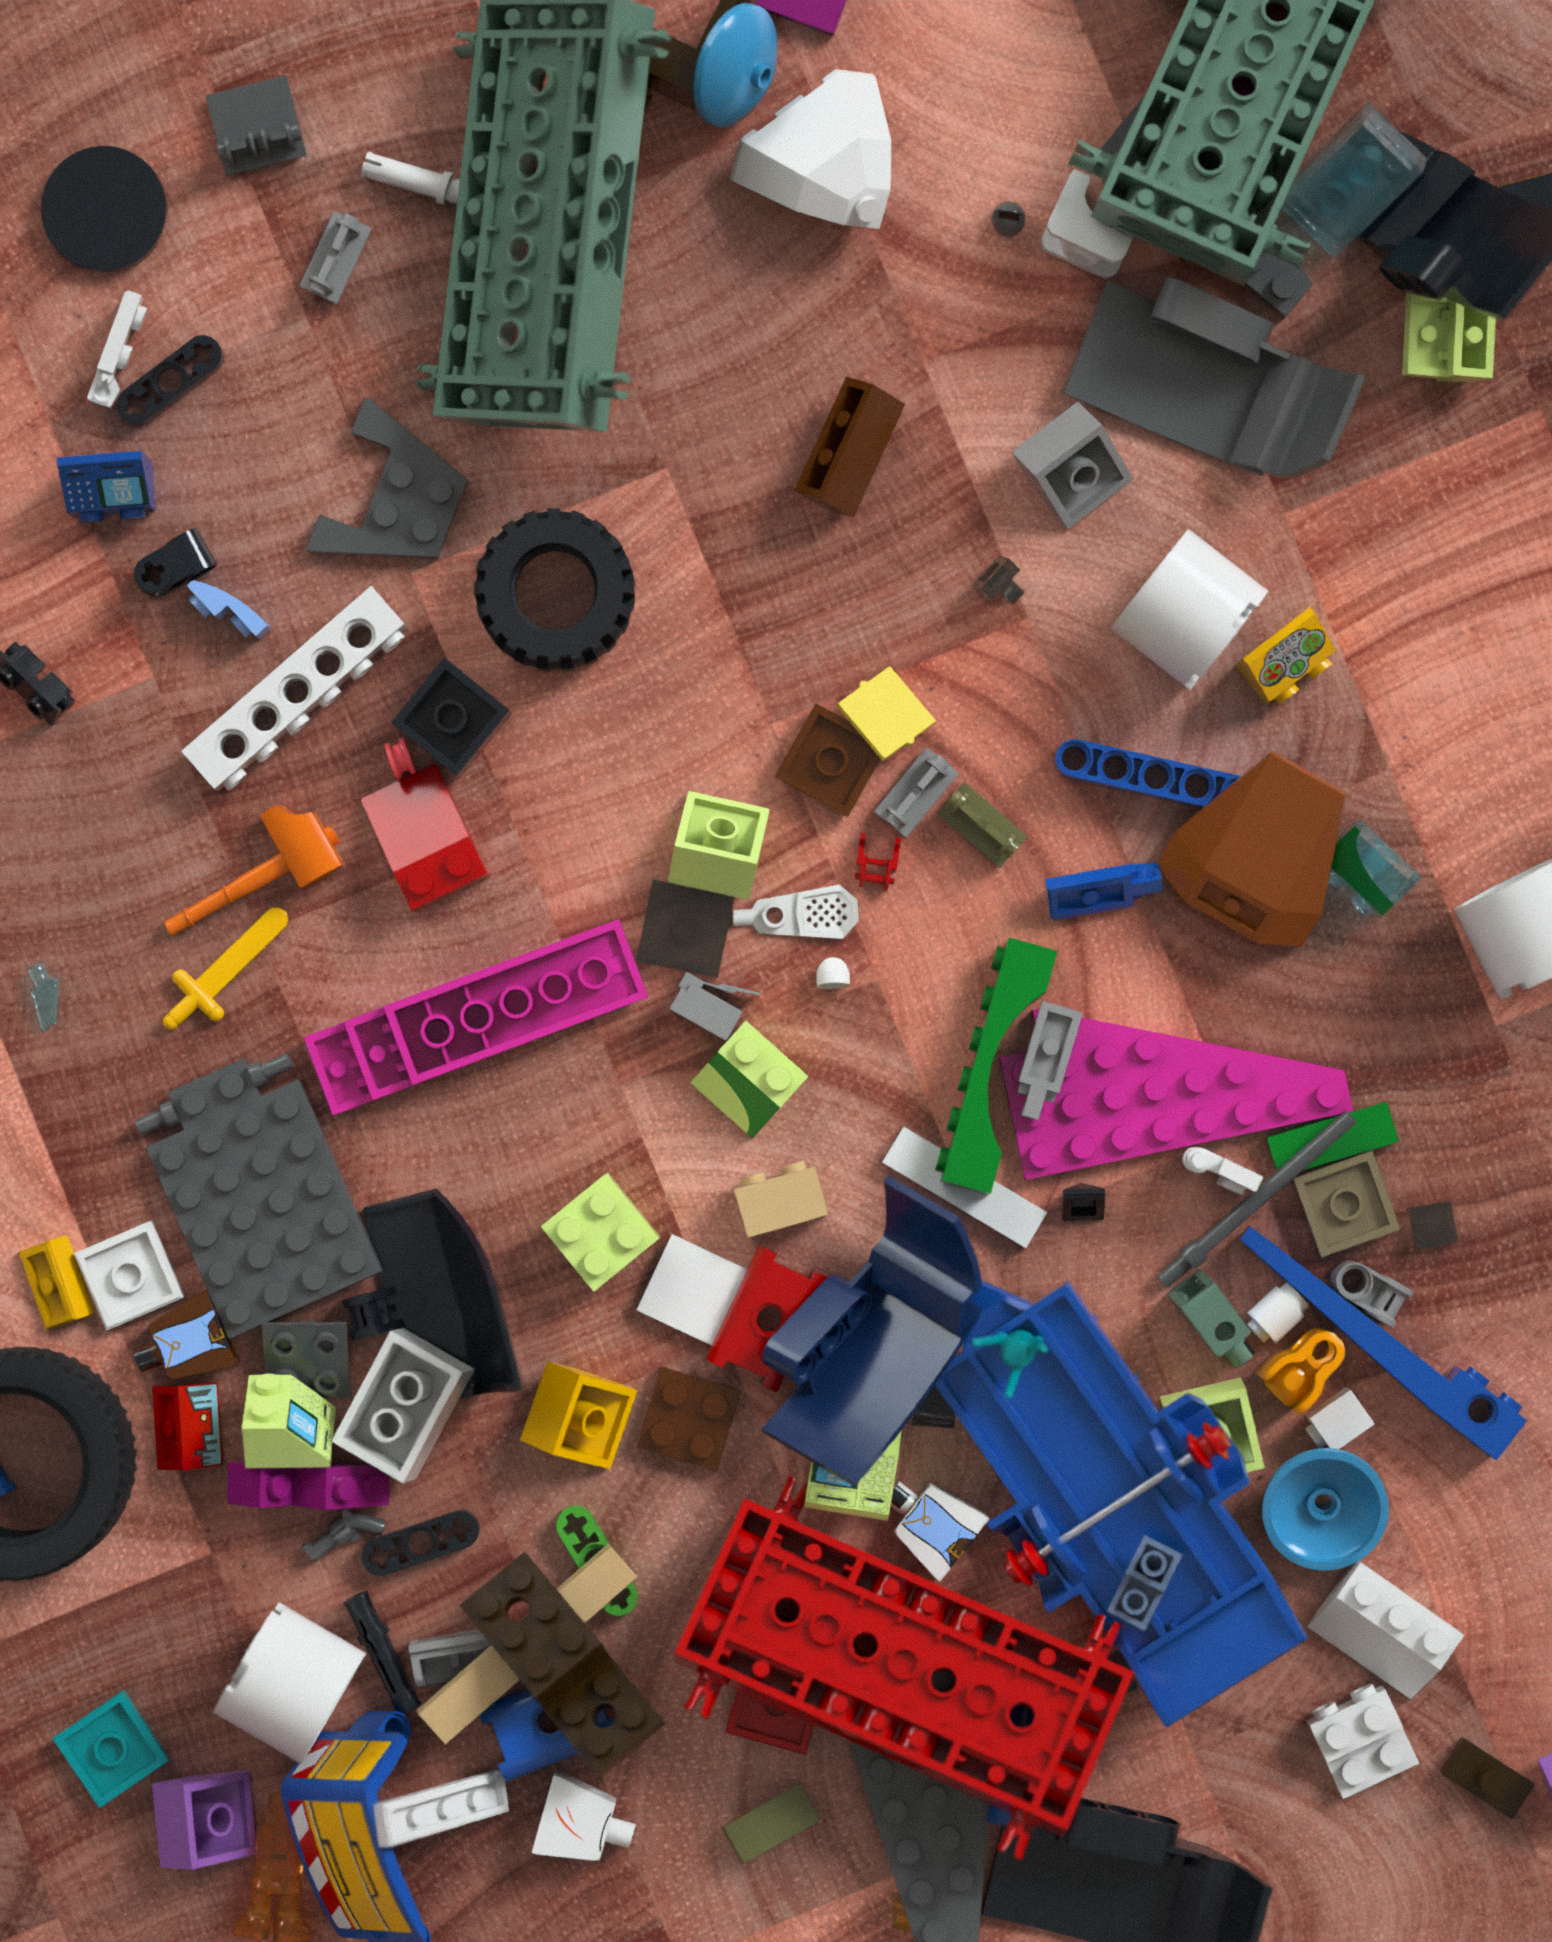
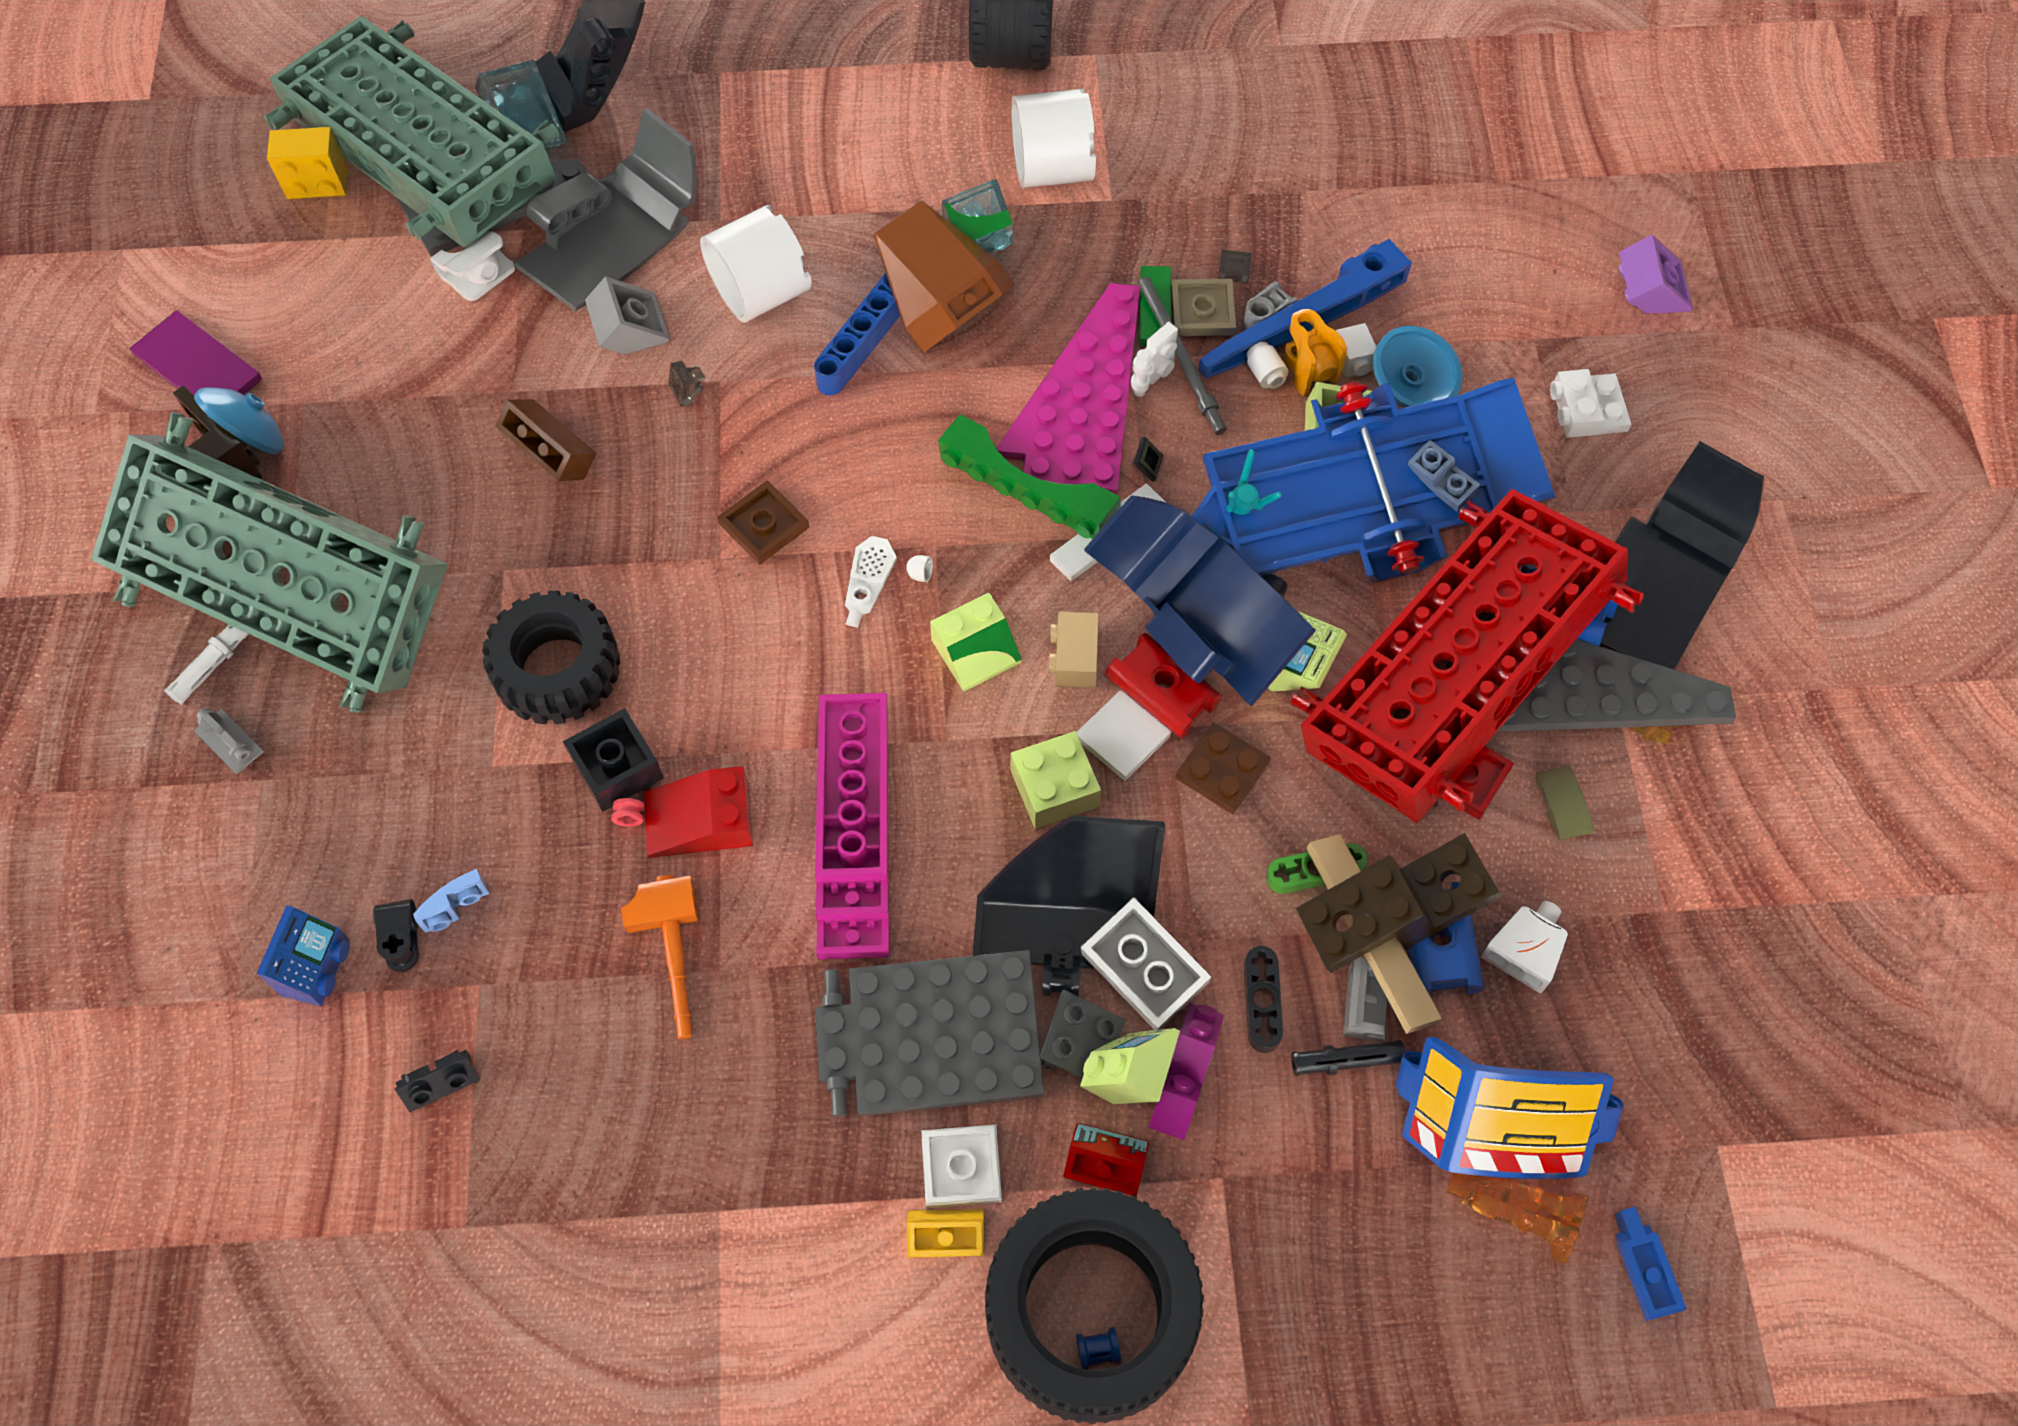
camera: 70 degrees left, 25 degrees down
(45, 995) = (697, 1157): clear light blue bar -> none
(104, 209) = (95, 898): black tile -> none
(111, 1748) = (1372, 1321): teal tile -> none
(116, 351) = (209, 922): white hinge -> none
(171, 362) = (265, 902): black beam -> none
(188, 1341) = (1033, 1129): torso -> none
(202, 990) = (746, 1025): yellow sword -> none
(204, 1819) = (1457, 1256): medium lavender slope -> none
(207, 749) = (557, 954): white brick -> none
(255, 125) = (99, 765): dark grey hinge -> none
(289, 1682) = (1358, 1126): white brick -> none
(343, 1529) = (1235, 1057): dark grey piece -> none
(410, 504) = (438, 746): dark grey wing -> none
(440, 1808) = (1497, 1034): white tile -> none
(578, 1415) = (1197, 843): yellow slope -> none
(685, 928) = (845, 656): clear smoke plate -> none
(706, 1008) = (911, 654): light grey piece -> none
(718, 845) = (794, 611): yellowish green slope -> none
(824, 153) = (334, 392): white brick -> none
(886, 713) = (745, 477): light yellow piece -> none
(891, 864) = (845, 526): red piece -> none
(916, 792) = (809, 476): light grey hinge -> none
(935, 1525) = (1361, 614): torso -> none
(982, 824) = (852, 444): olive hinge -> none
(1006, 226) = (445, 310): dark grey hinge -> none
(1047, 1056) = (1034, 442): light grey hinge -> none
(1101, 889) = (927, 386): blue hinge -> none
(1205, 1309) = (1255, 399): sand green torso -> none
(1287, 657) = (814, 231): slope -> none
(1385, 1630) = (1520, 350): white slope -> none
(1447, 341) = (649, 87): yellowish green brick -> none
(1487, 1778) = (1634, 340): dark brown tile -> none

